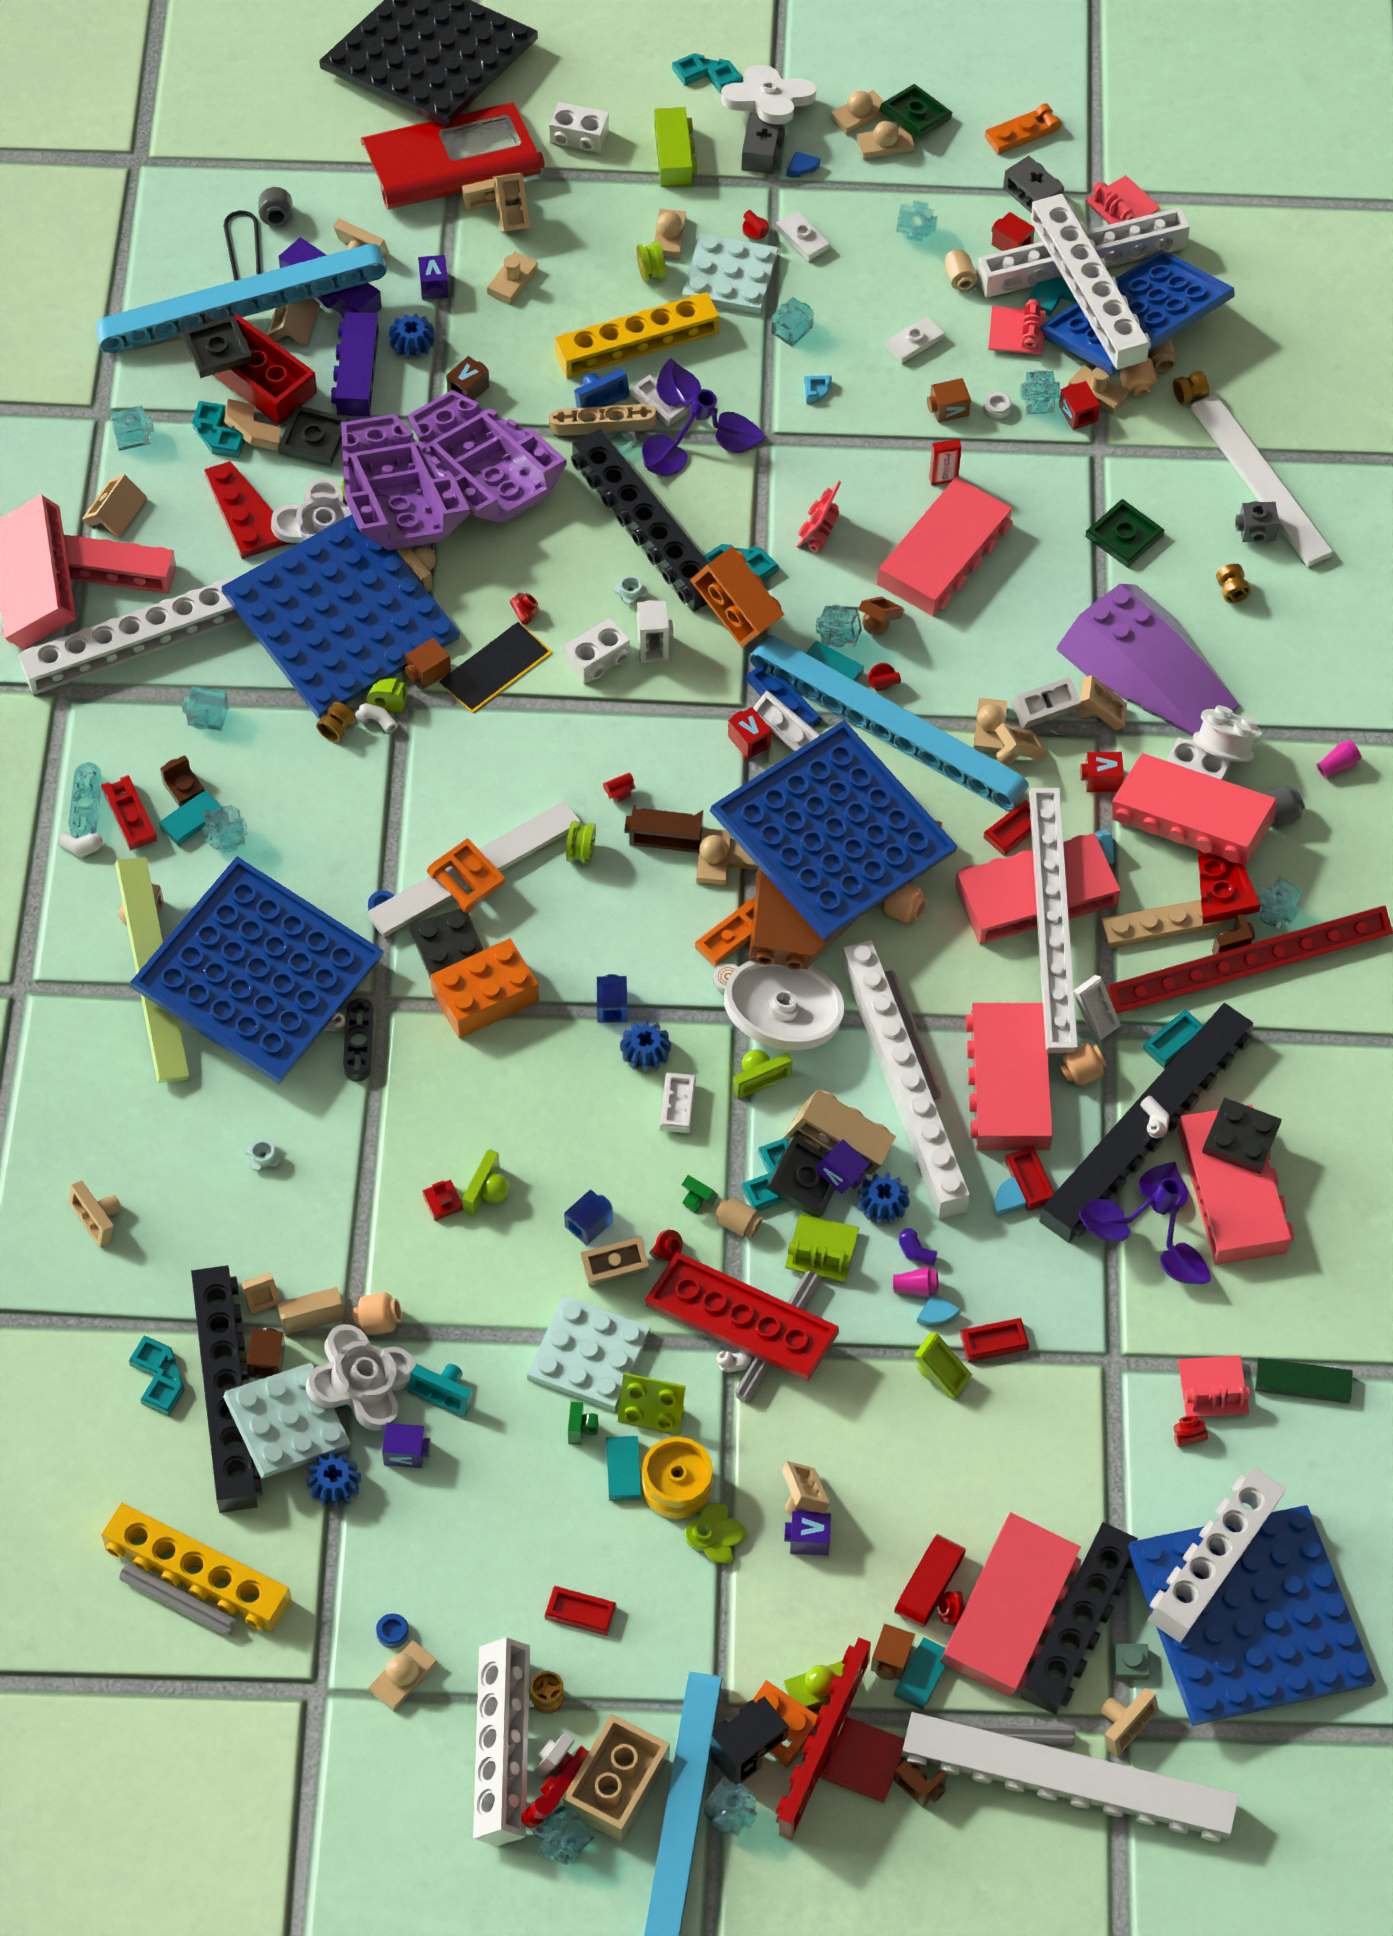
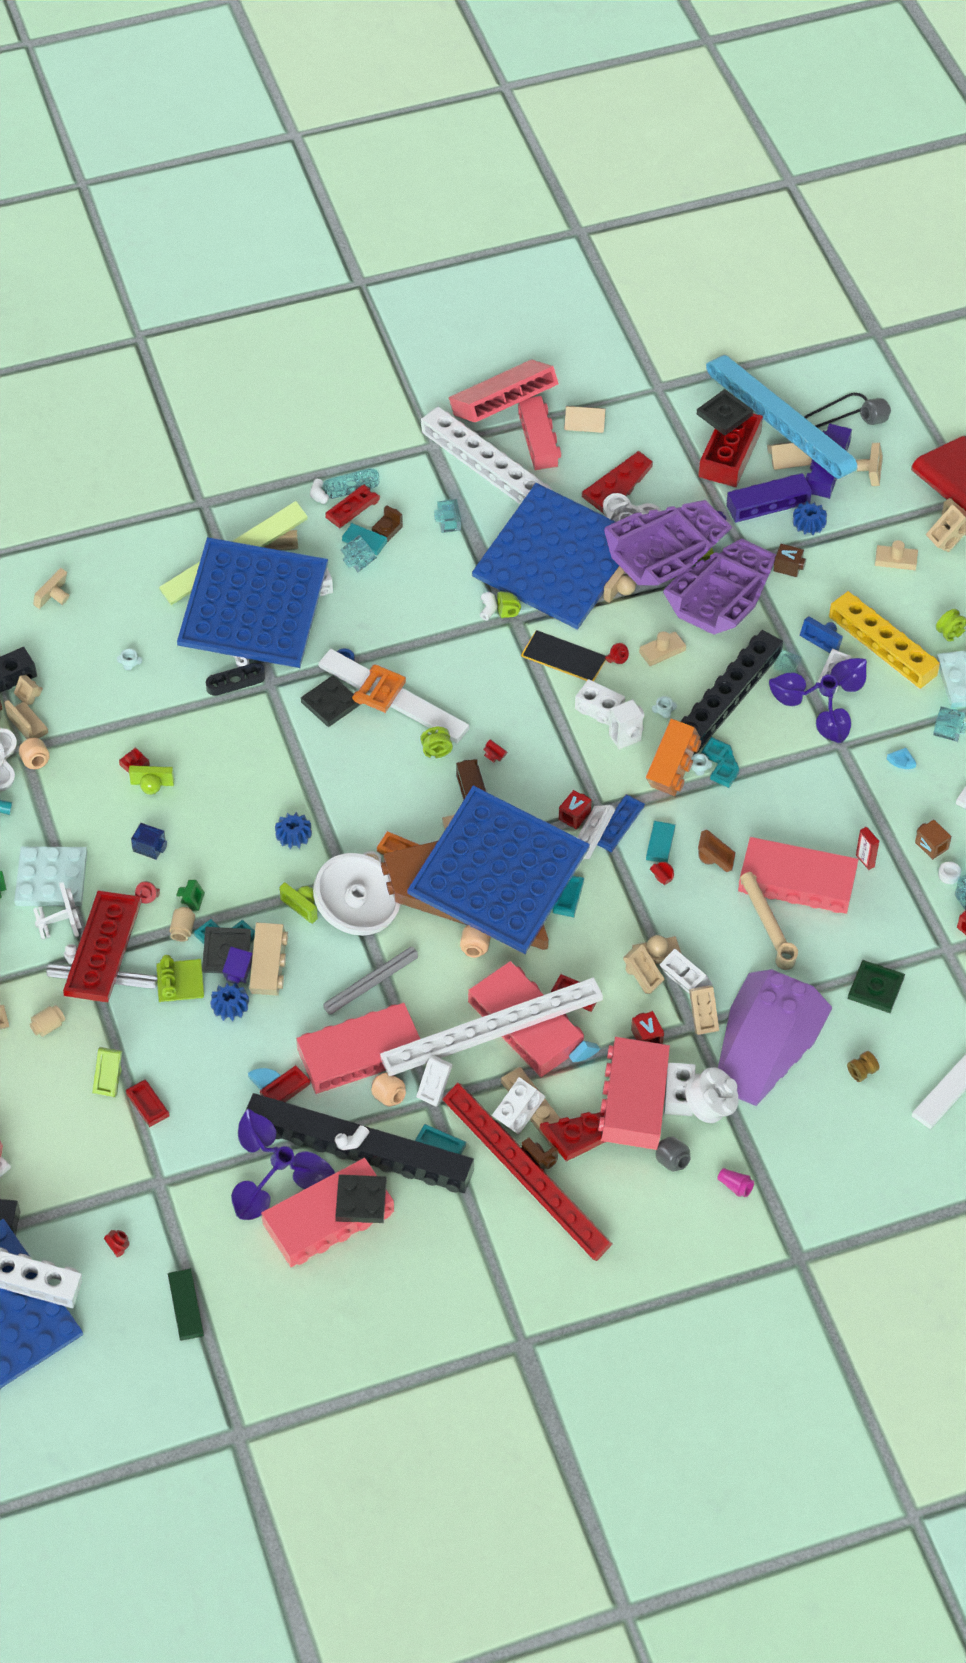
camera: 70 degrees right, 5 degrees down
(131, 428) = (649, 402): clear light blue brick -> none
(218, 439) = (678, 441): teal tile -> none
(241, 416) = (681, 464): tan tile -> none
(312, 435) = (697, 490): pearl dark grey plate -> none
(336, 721) = (475, 586): pearl gold wheel -> none
(427, 663) = (542, 616): dark orange brick -> none
(433, 277) = (866, 513): dark purple brick -> none
(484, 988) = (299, 728): orange brick -> none
(537, 559) = (664, 647): none -> tan tile
(611, 998) = (322, 800): clear blue brick -> none
(614, 1261) = (117, 862): tan brick -> none
(635, 418) = (788, 626): tan beam -> none
(651, 1403) = (19, 918): lime hinge -> none
(675, 1335) = (42, 922): none -> white plate
(678, 1102) = (258, 863): white plate -> none
(822, 520) = (789, 788): coral hinge -> none
(828, 1418) = (47, 1020): none -> tan brick
(839, 626) = (688, 830): clear light blue brick -> none
(891, 723) = (625, 888): medium azure beam -> none
(905, 1080) = (311, 994): white brick -> none
(913, 1250) = (198, 1033): dark purple arm -> none
(917, 1282) = (172, 1043): dark pink cone -> none
(937, 1312) = (155, 1062): medium azure tile -> none
(1051, 600) = (770, 923): none -> tan piece
(1168, 931) = (518, 1105): none -> white brick
(1213, 1386) = (158, 1247): coral hinge -> none
(1258, 521) = (927, 1065): dark grey brick -> none
(1279, 903) = (580, 1173): clear light blue brick -> none

